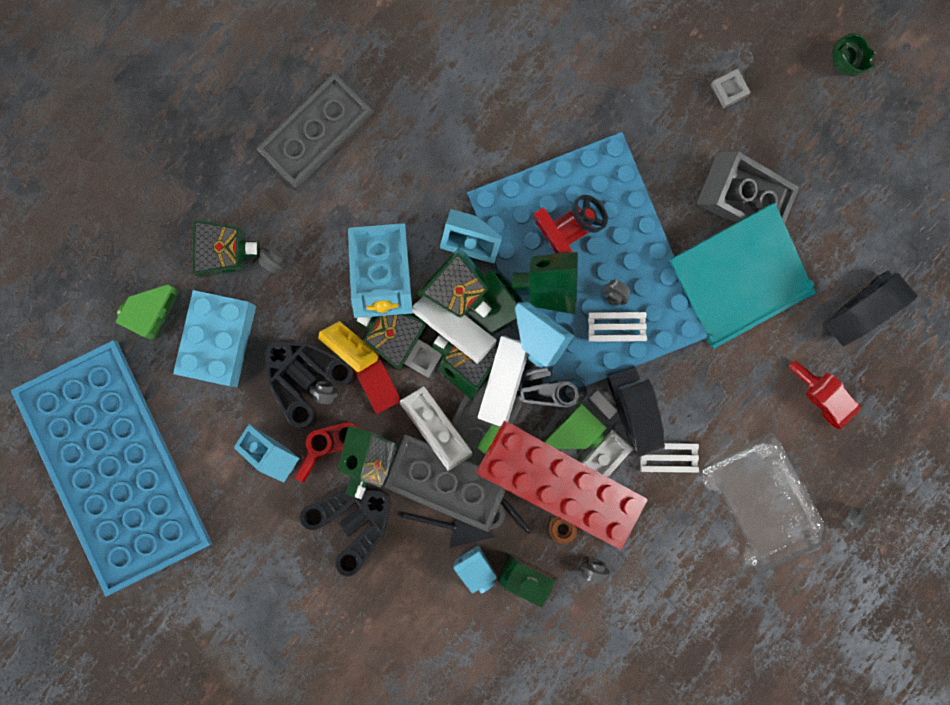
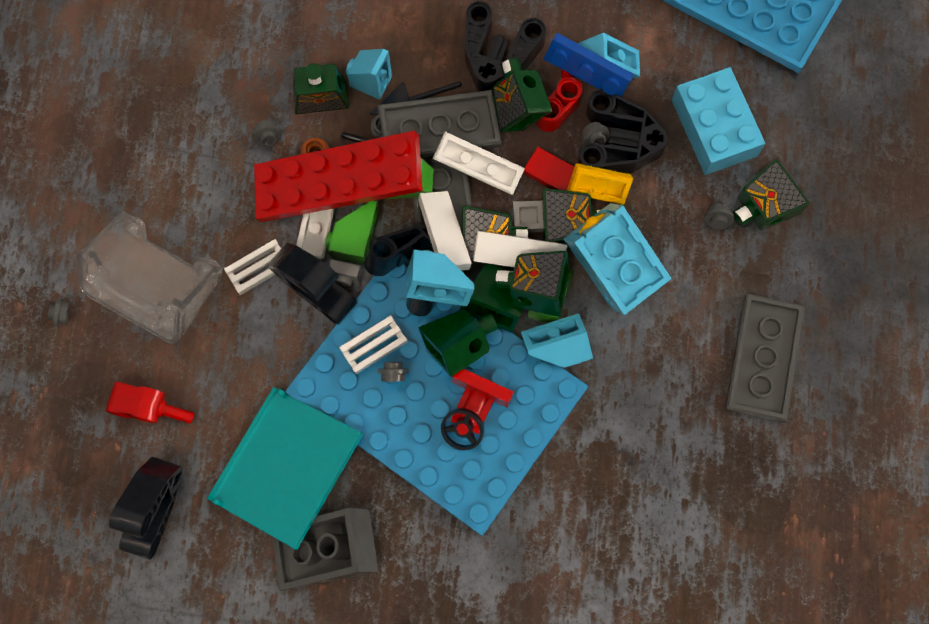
camera: 145 degrees right, 10 degrees down
(147, 310) = (791, 108): bright green slope -> none
(290, 450) = (587, 66): none -> blue plate

